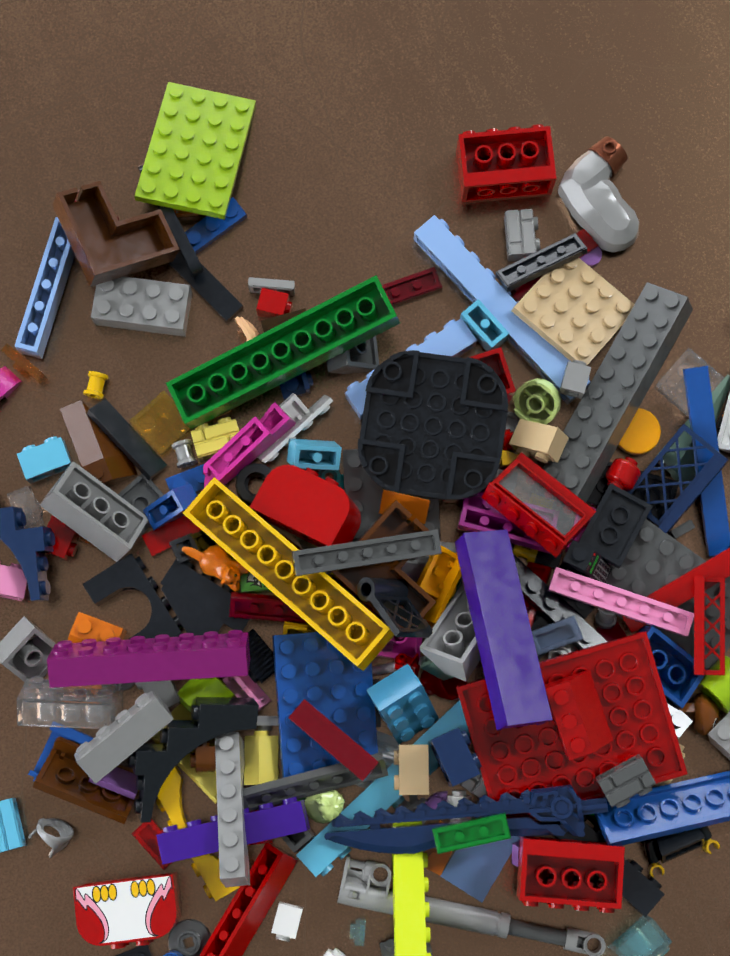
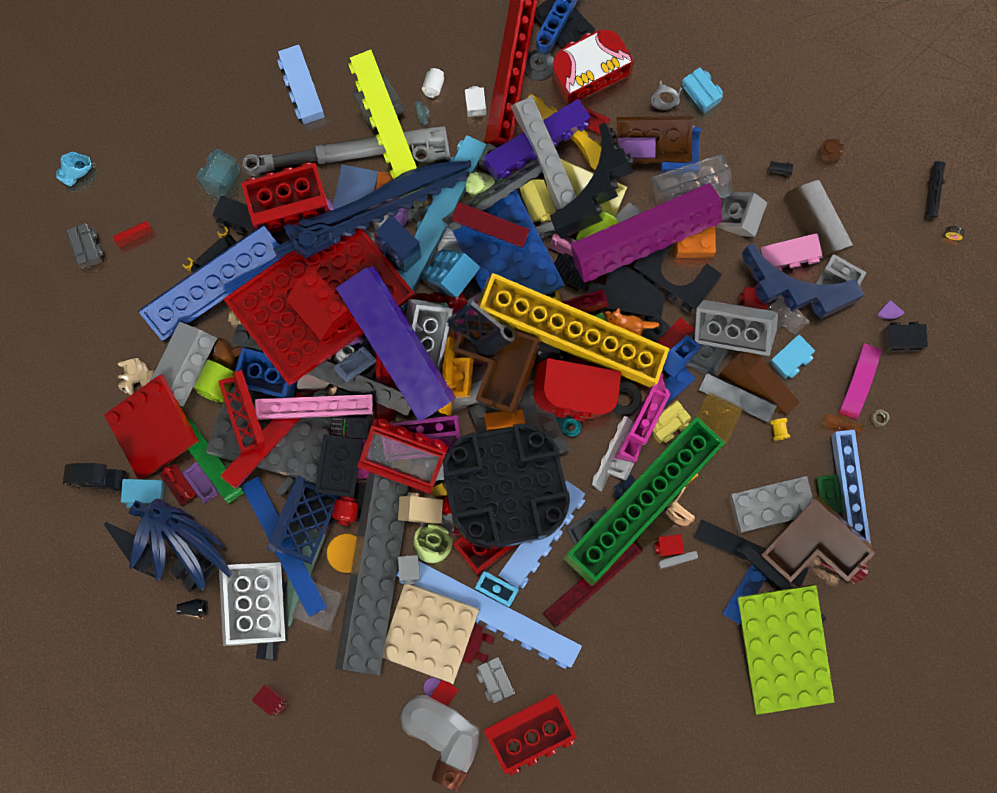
camera: 160 degrees right, 0 degrees up
(73, 295) = (829, 492): none -> green plate
(123, 736) = (641, 171): light grey slope -> none
(184, 453) = (689, 402): light grey bush -> none
(204, 758) = (579, 181): reddish brown plate -> none
(314, 454) = (589, 436): medium azure brick -> none
(366, 552) = (518, 360): dark grey plate -> none
(413, 769) = (425, 230): tan brick -> none
(471, 833) = (366, 198): green tile -> none
(541, 262) = (470, 659): black tile -> none
(626, 781) = (267, 274): dark grey brick -> none

